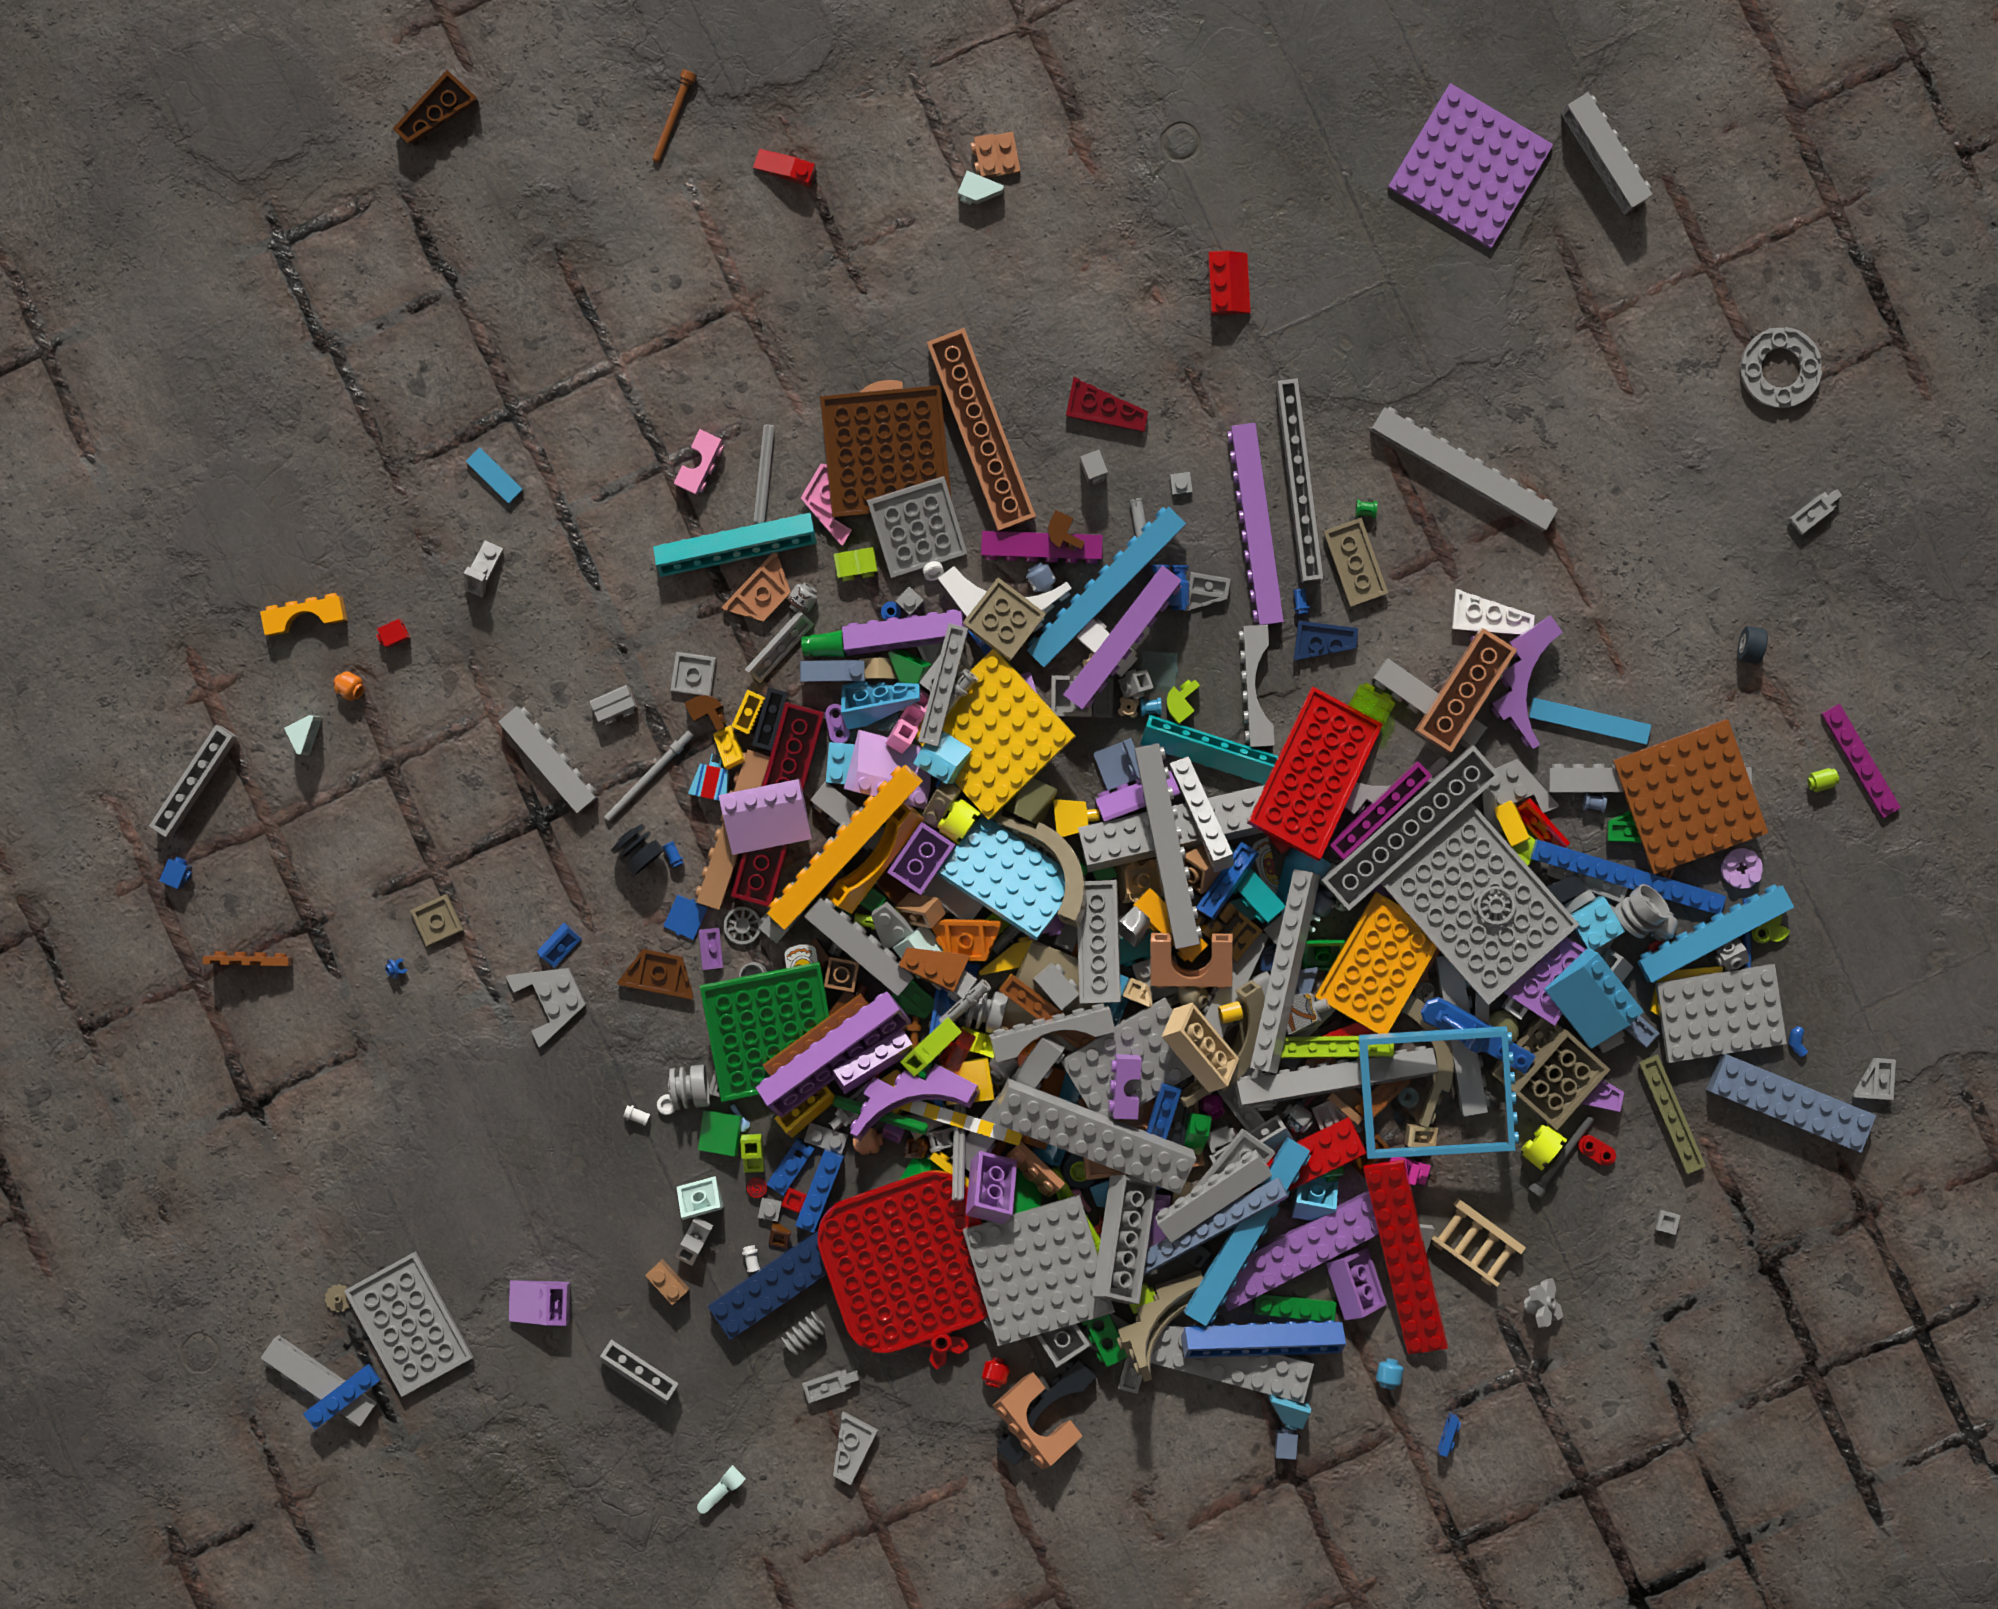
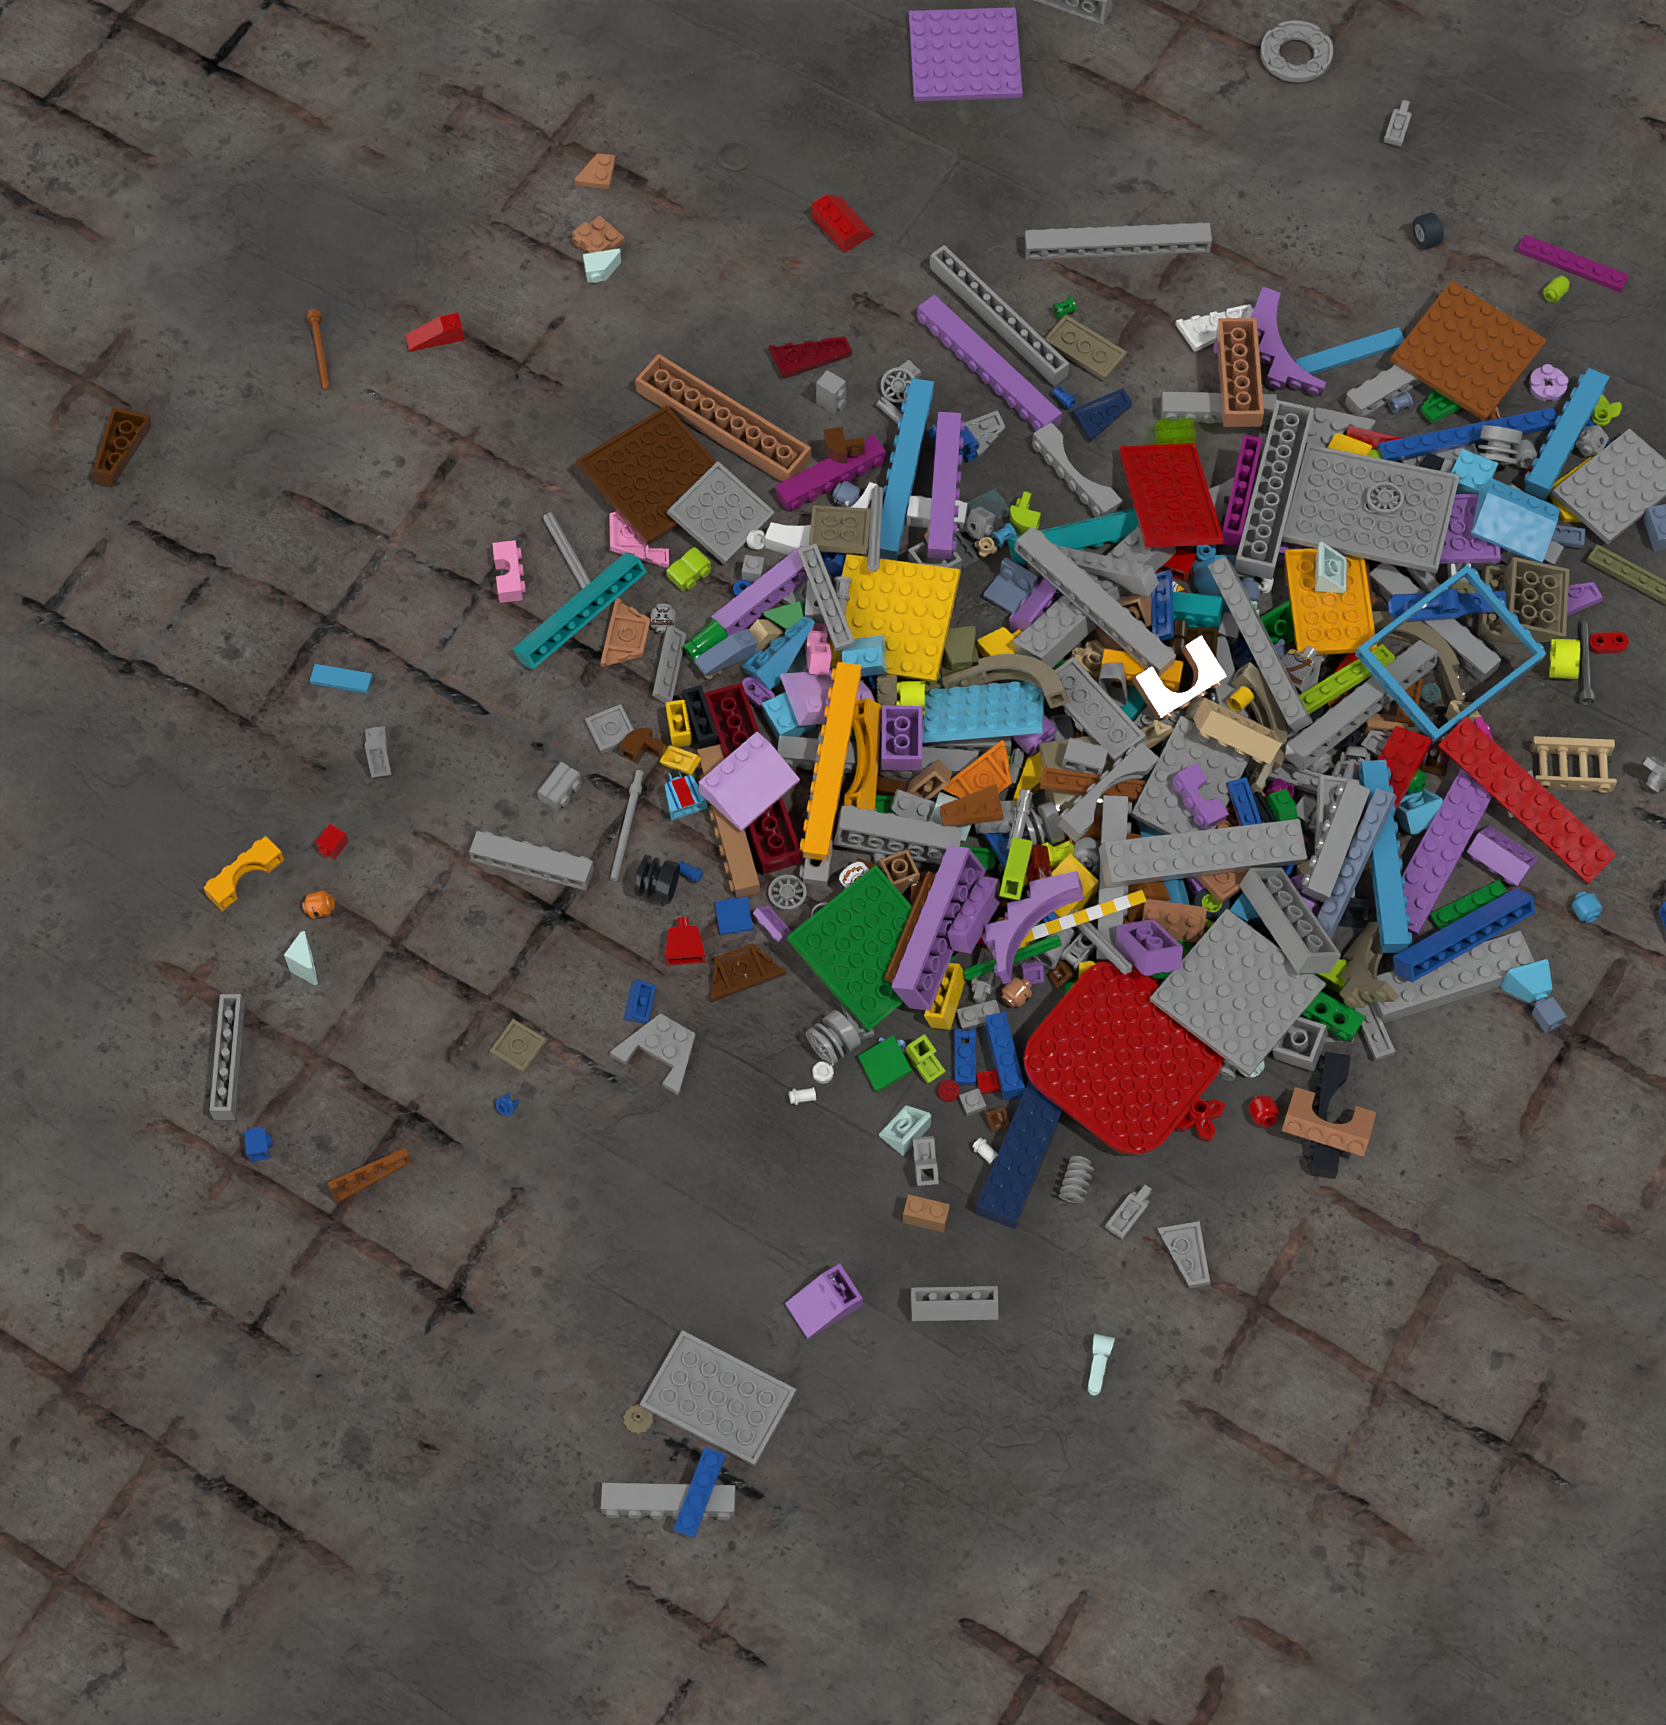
camera: 30 degrees left, 25 degrees down
(626, 919) = (684, 944): none -> red torso
(1034, 640) = (875, 528): none -> light grey axle
(1042, 79) = (597, 172): none -> nougat wing
(1161, 493) = (898, 384): none -> light grey wheel
(1397, 942) = (1330, 570): none -> light aqua slope

